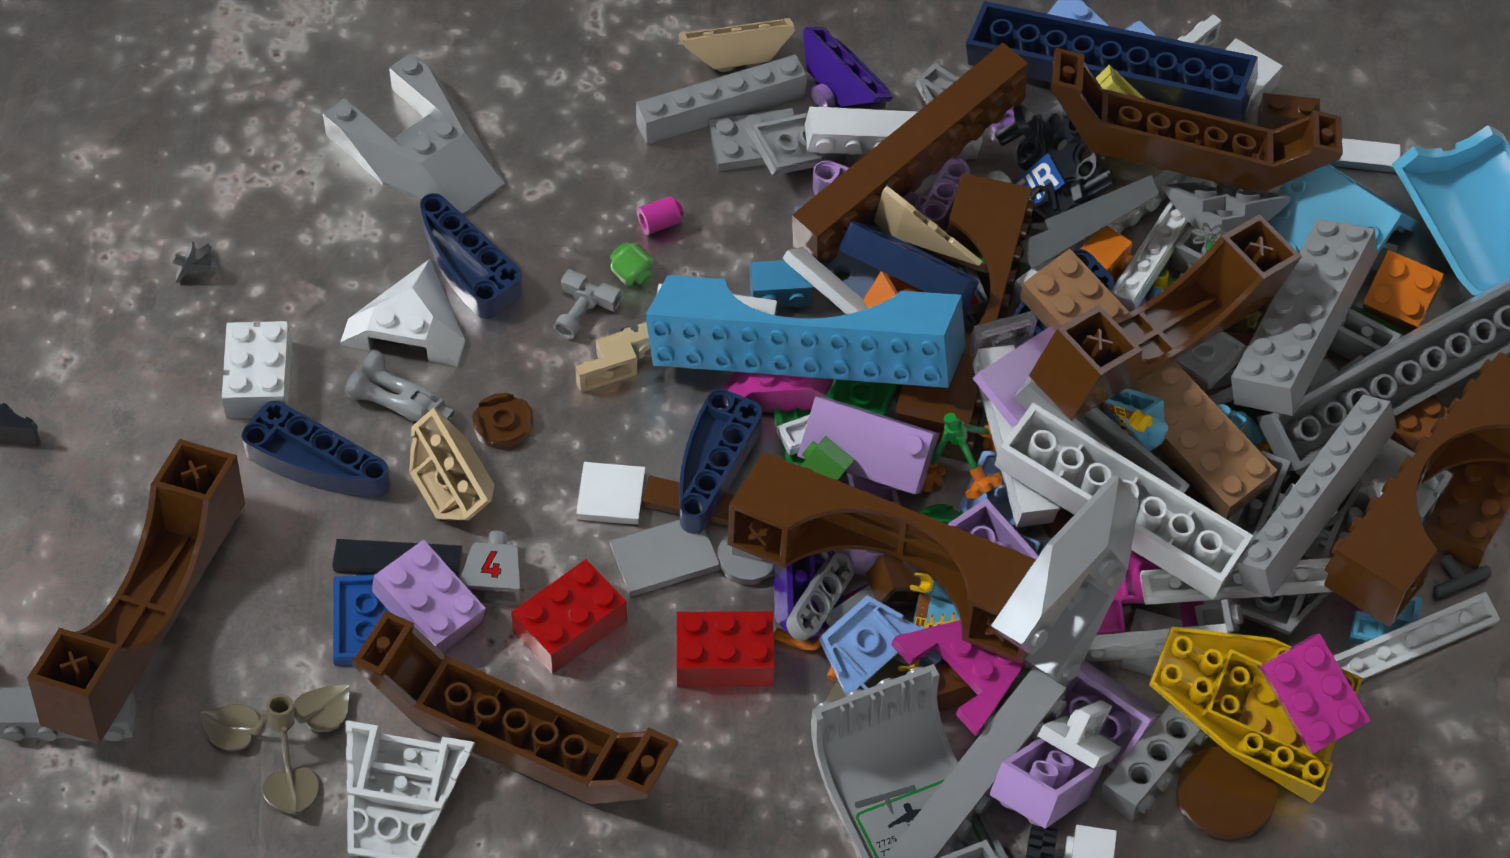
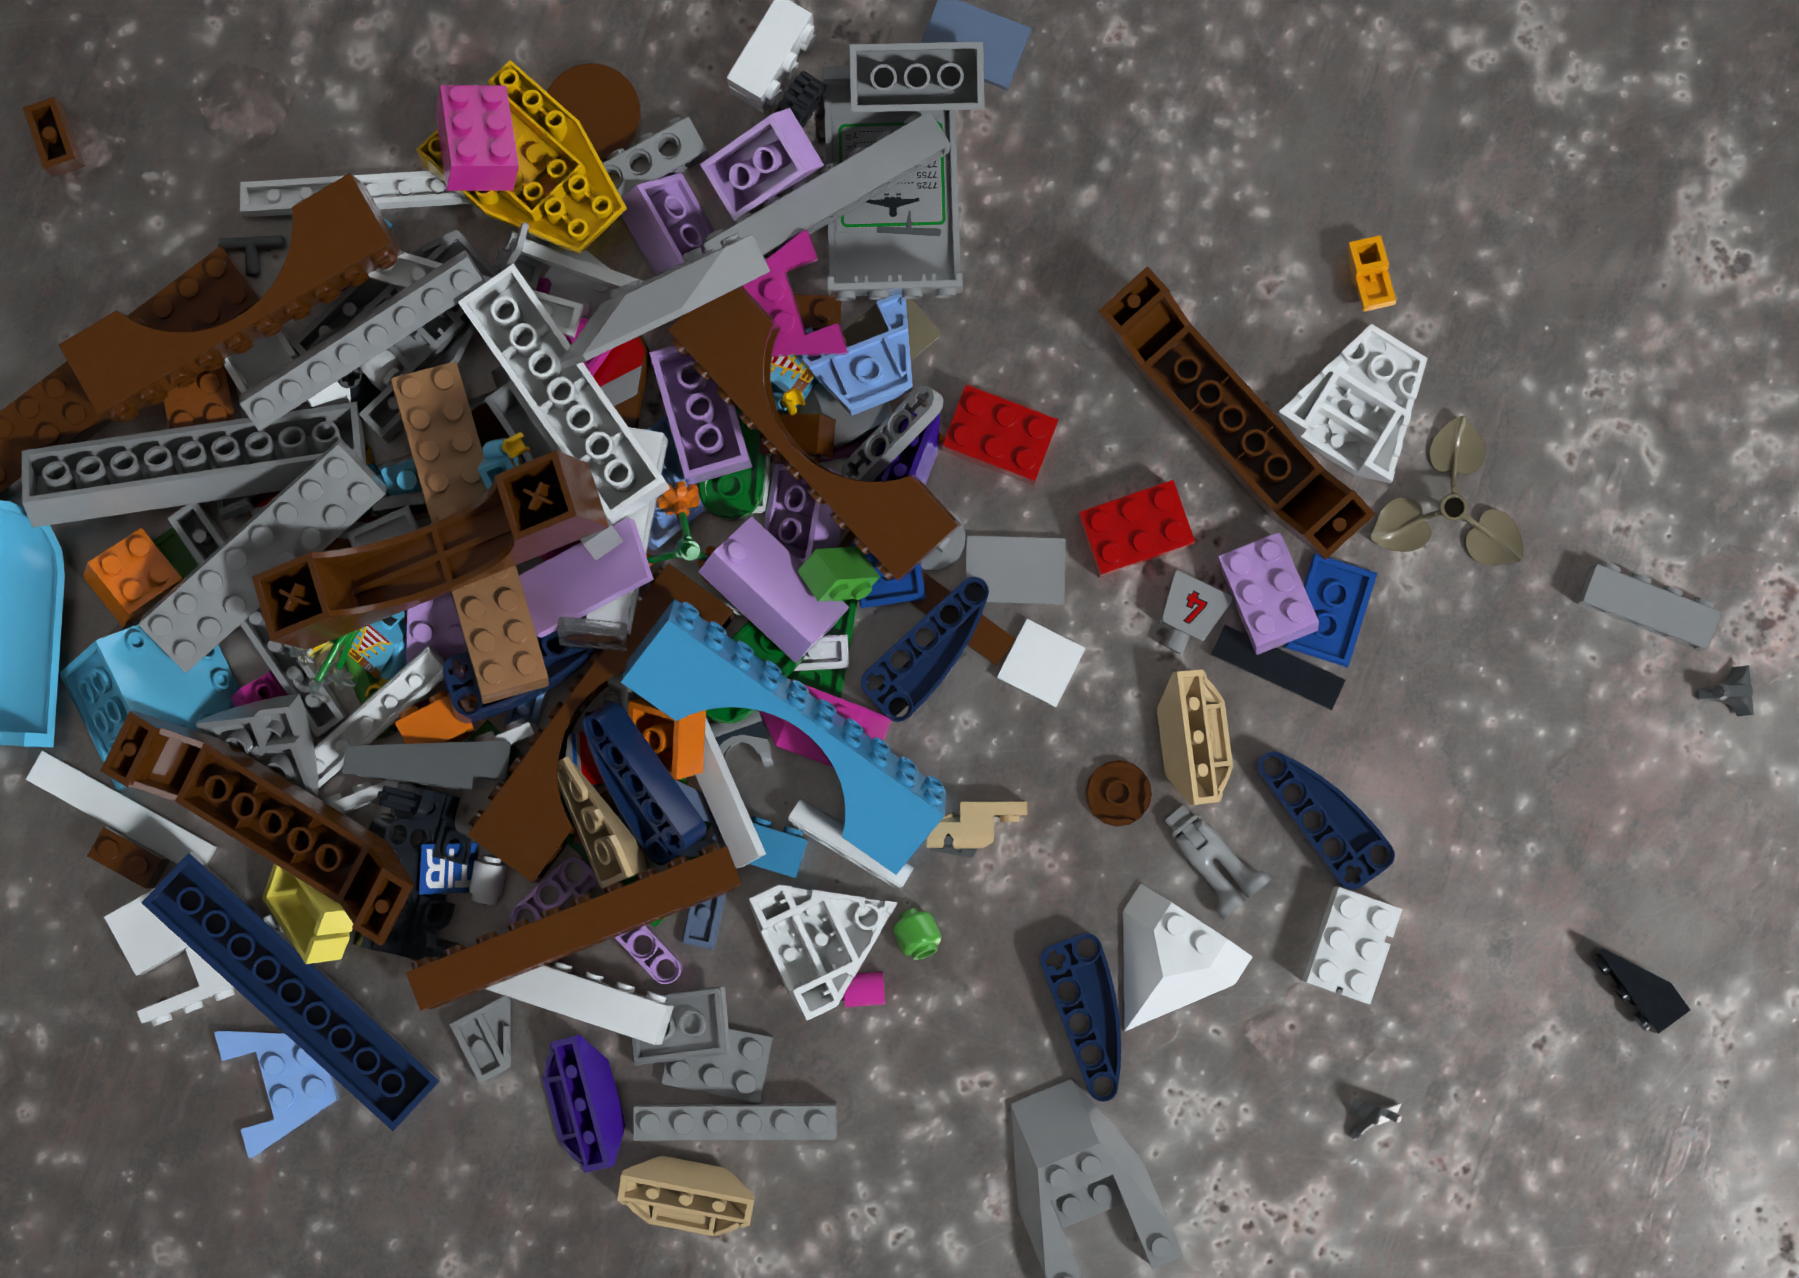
camera: 155 degrees left, 30 degrees up
(92, 671) = (1598, 632): reddish brown arch -> none
(586, 297) = (976, 913): light grey bar -> none
(709, 226) = (817, 940): none -> white wedge
(822, 96) = (622, 1082): medium lavender tile -> none
(1081, 736) = (708, 197): white bracket -> none
(1375, 489) = (294, 338): white piece -> none

